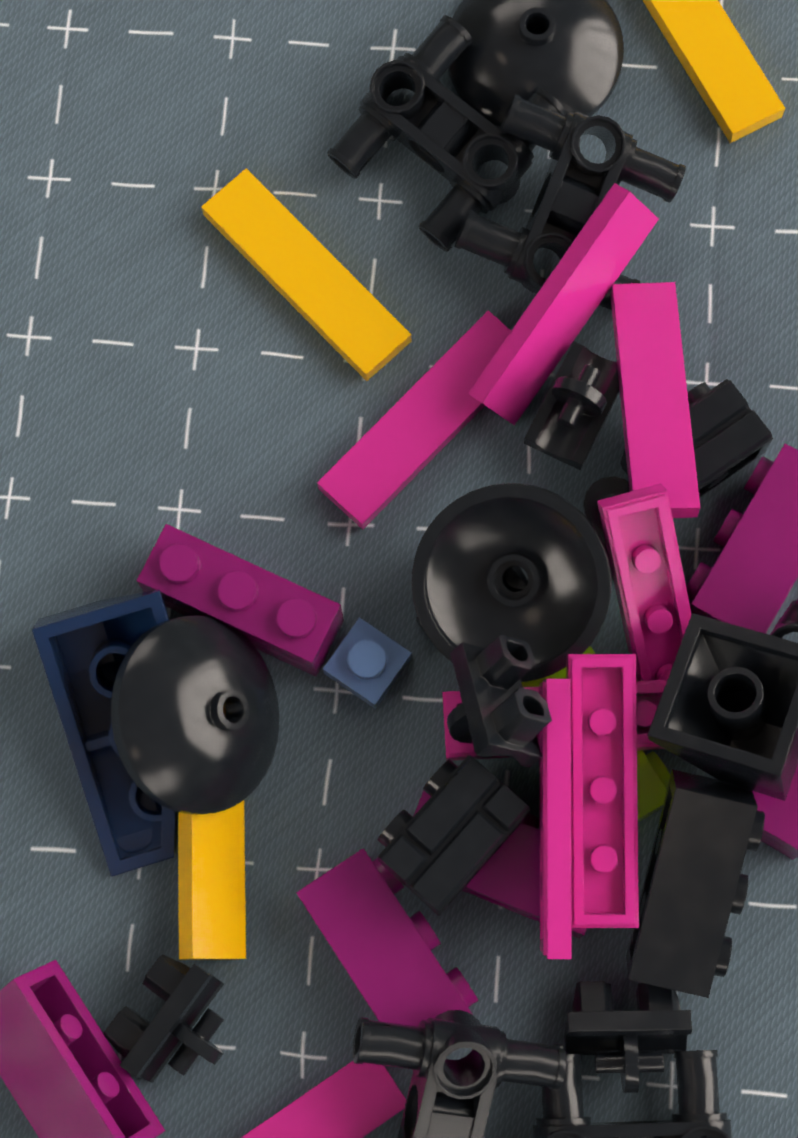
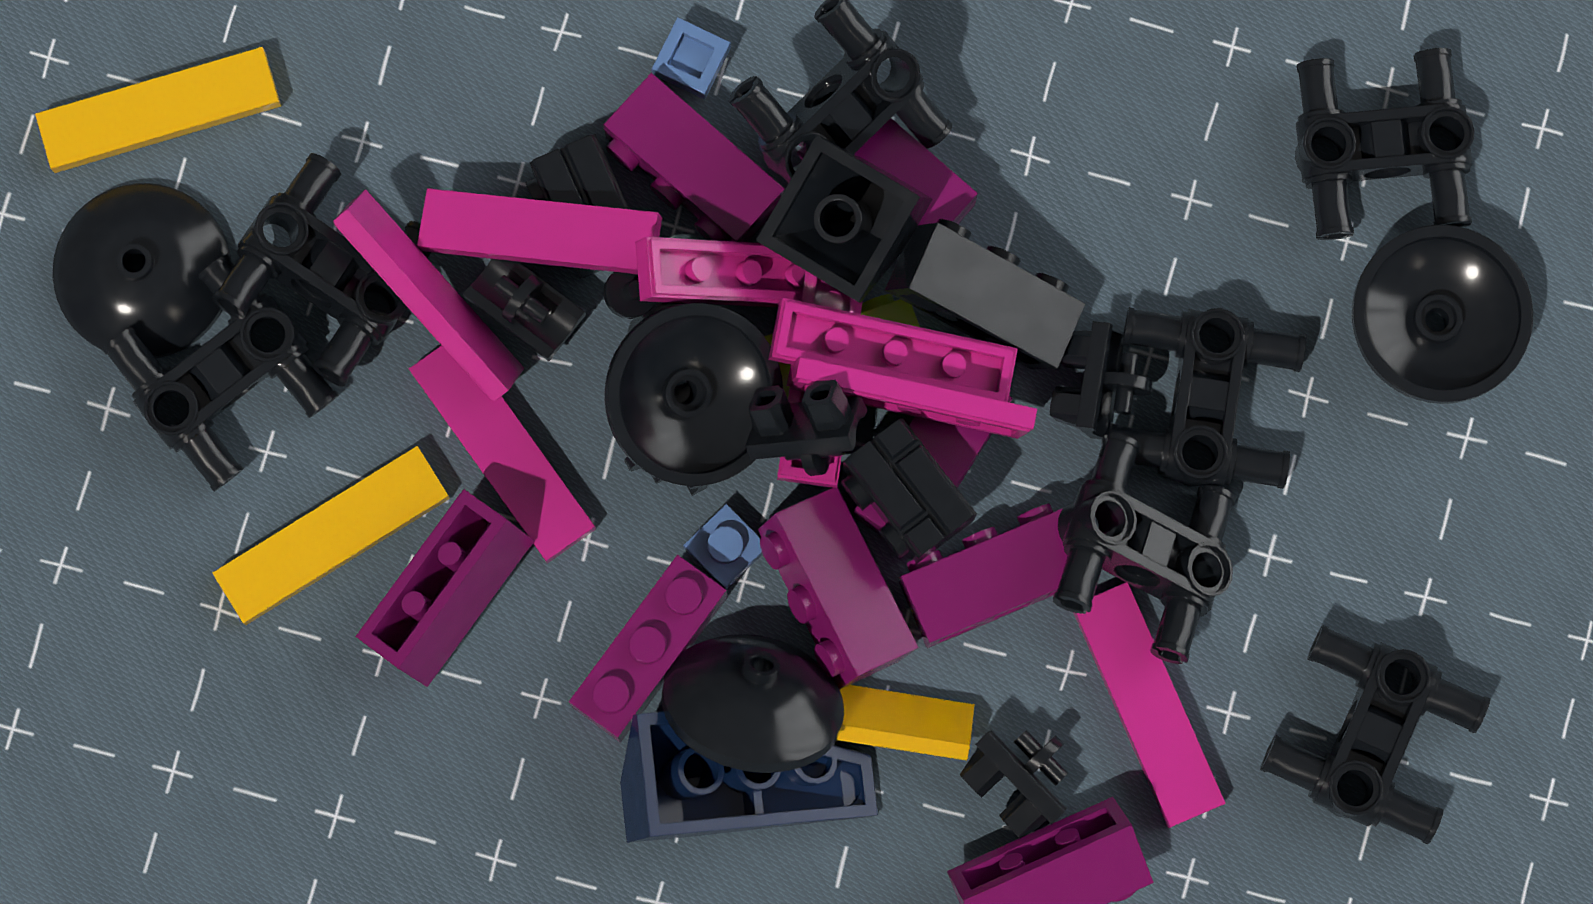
camera: 85 degrees left, 5 degrees up
(266, 383) = (444, 588): none -> magenta brick
(340, 782) = (836, 588): none -> magenta brick

